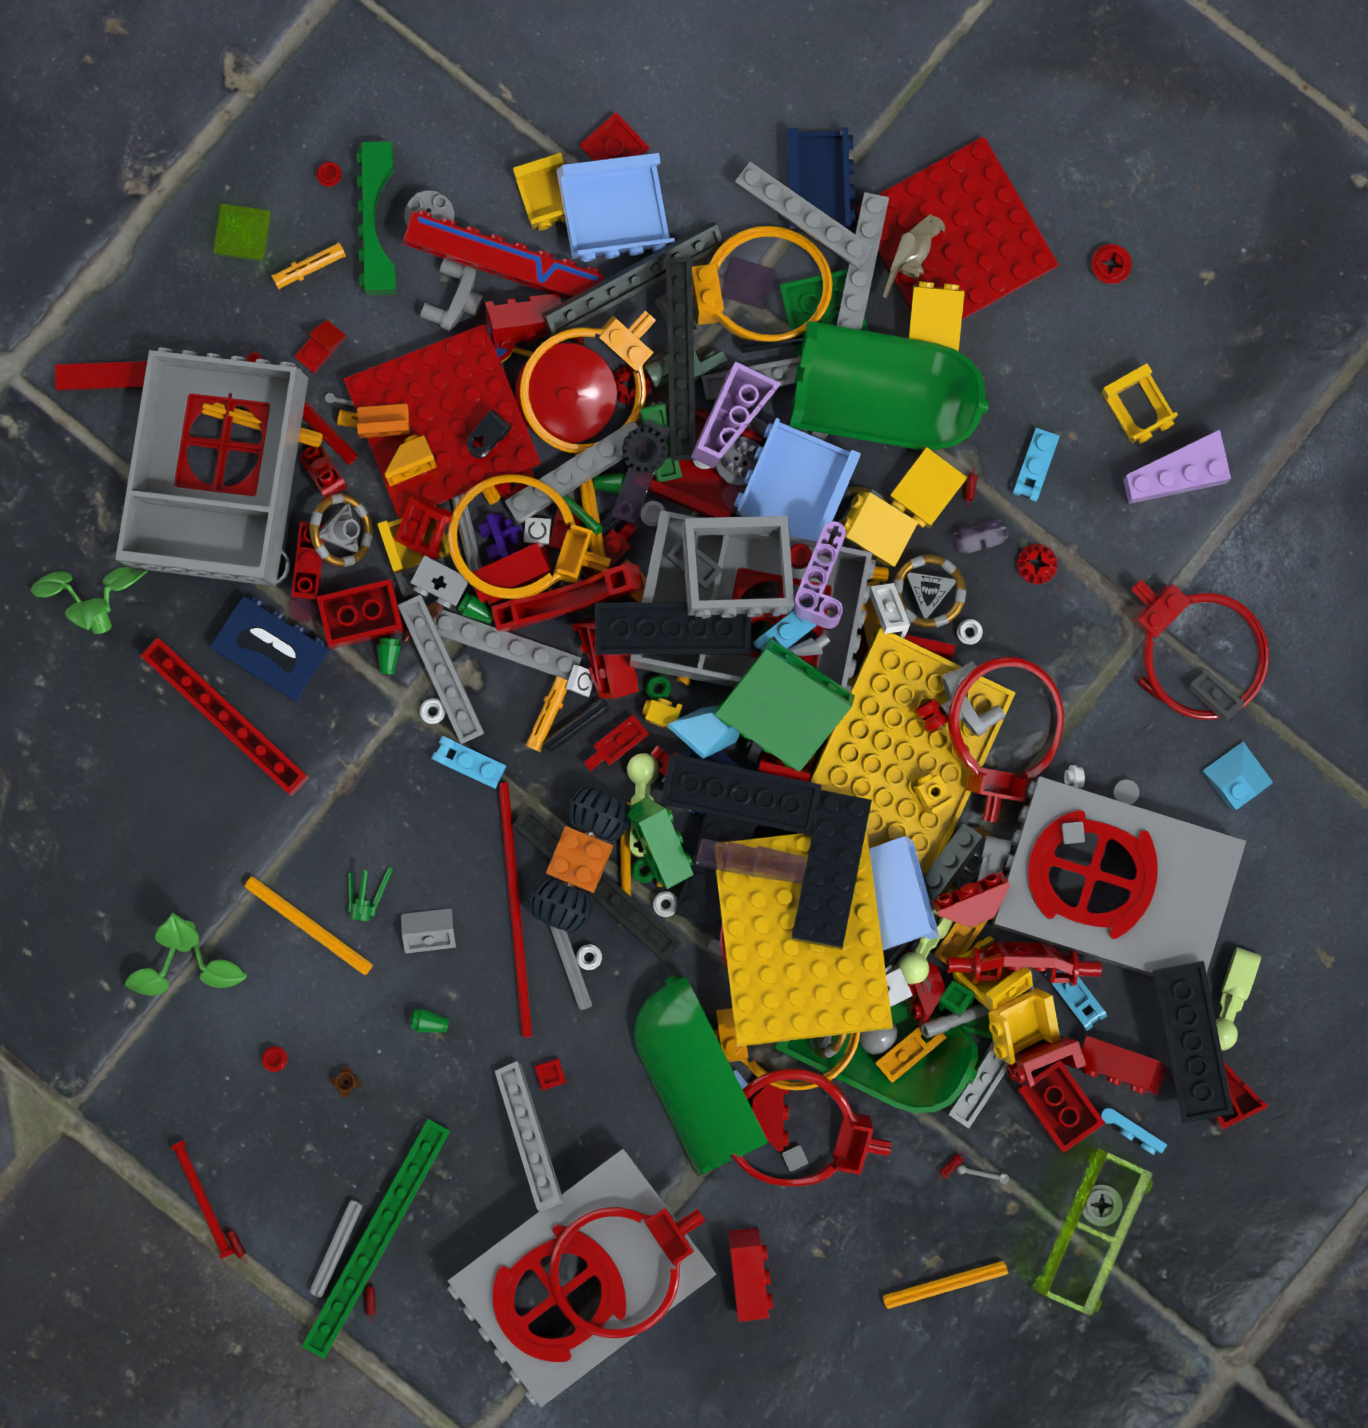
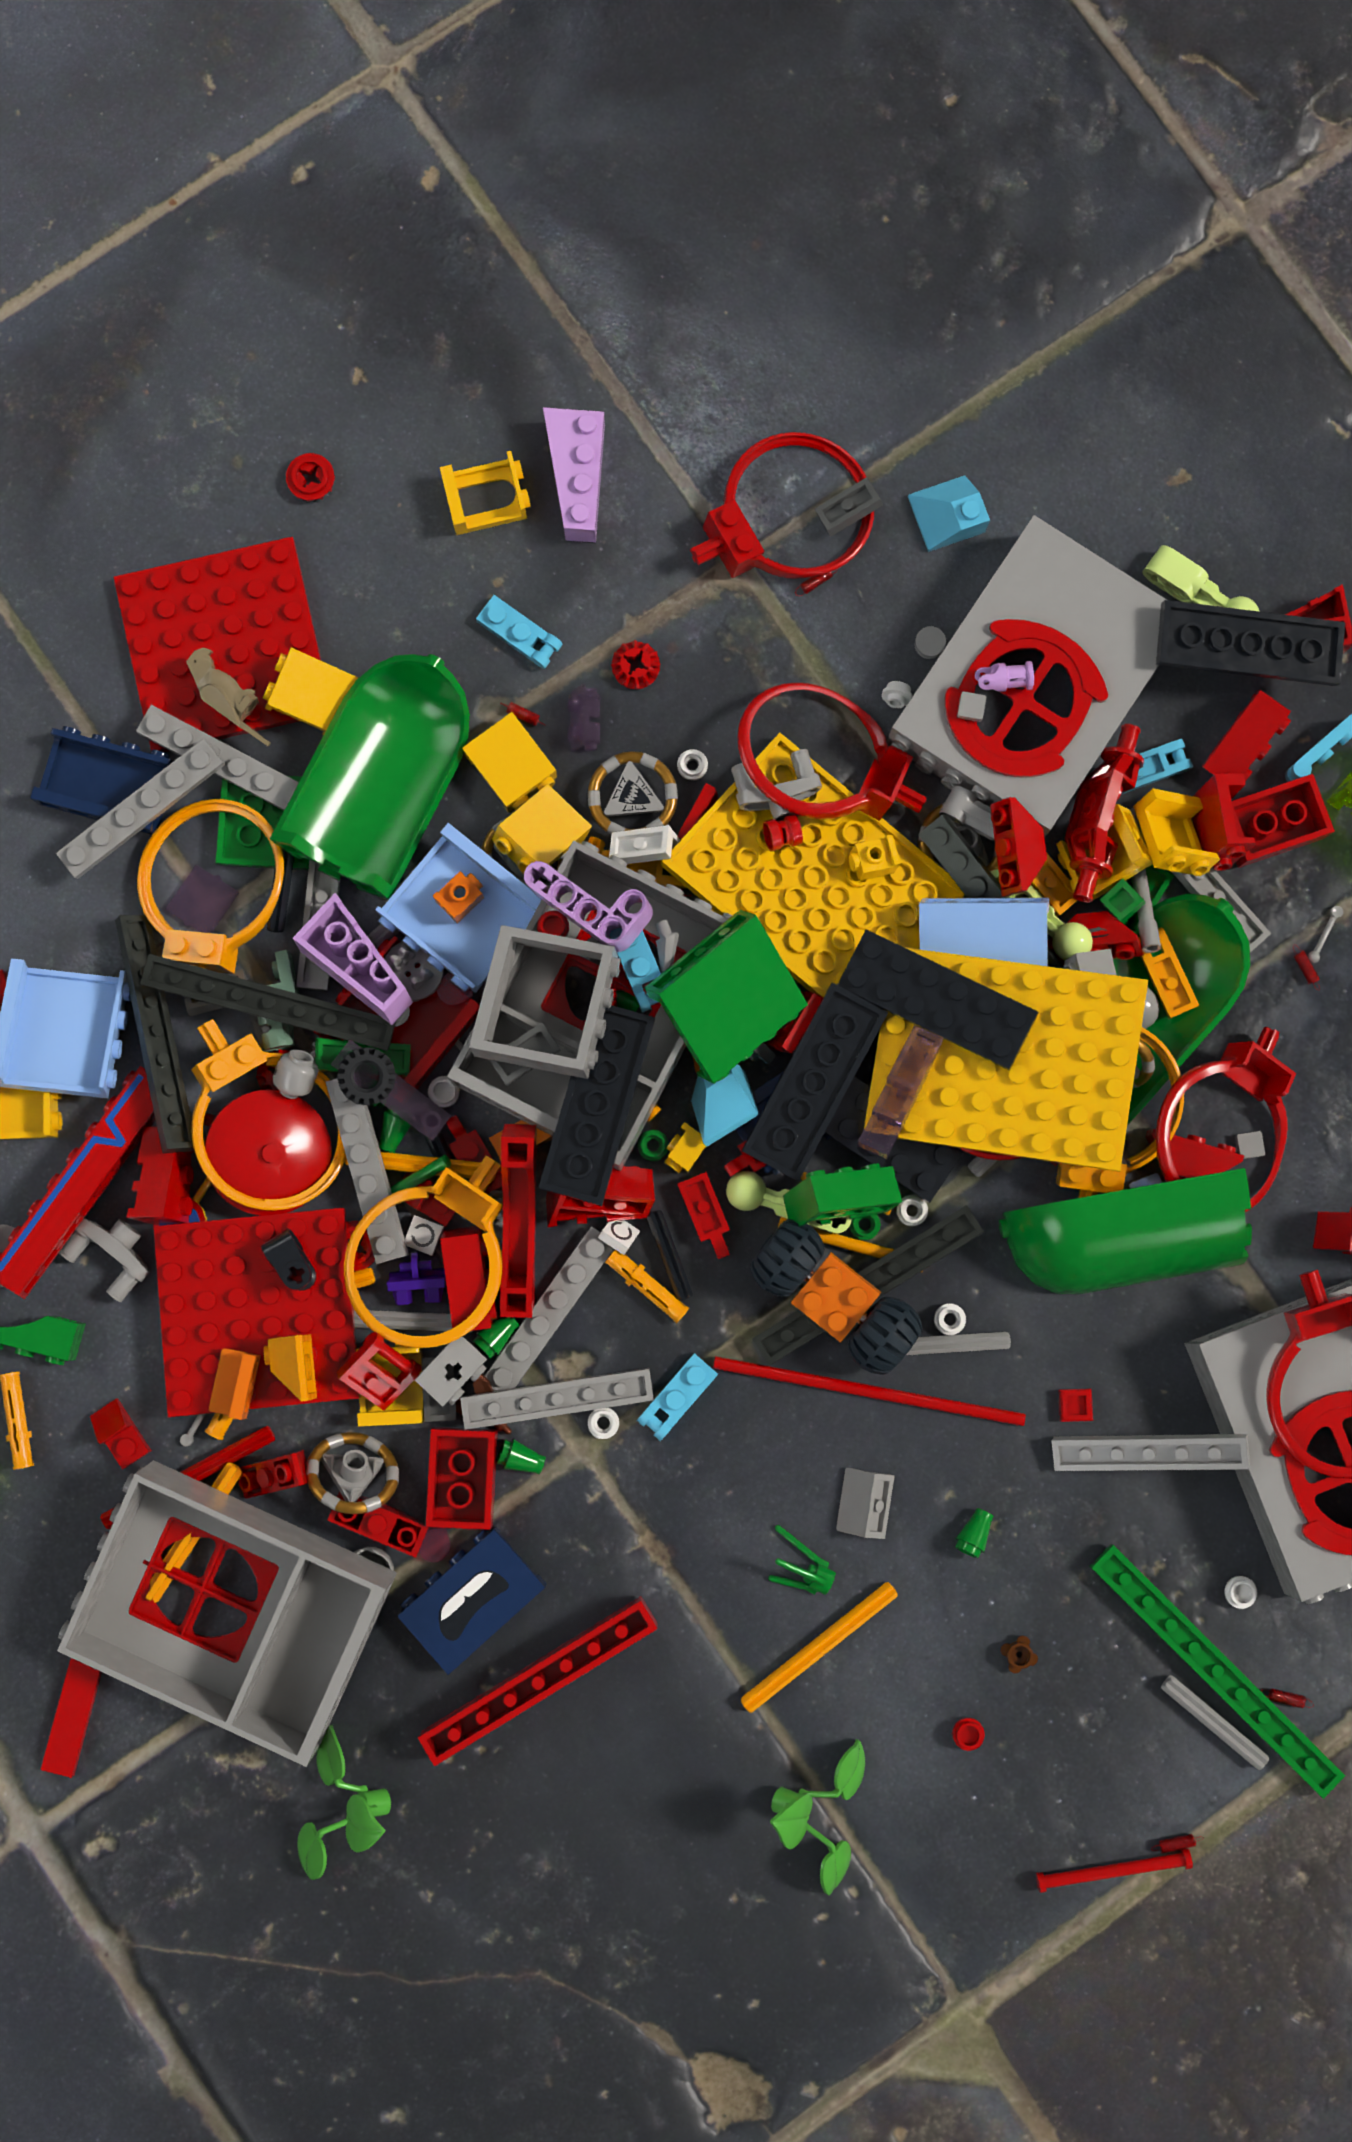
camera: 75 degrees left, 0 degrees up
(441, 1242) = (1240, 1592): none -> white plate
(632, 395) = (295, 1074): none -> light grey head
(797, 482) = (459, 907): none -> orange brick
(1103, 850) = (1002, 677): none -> lavender piece

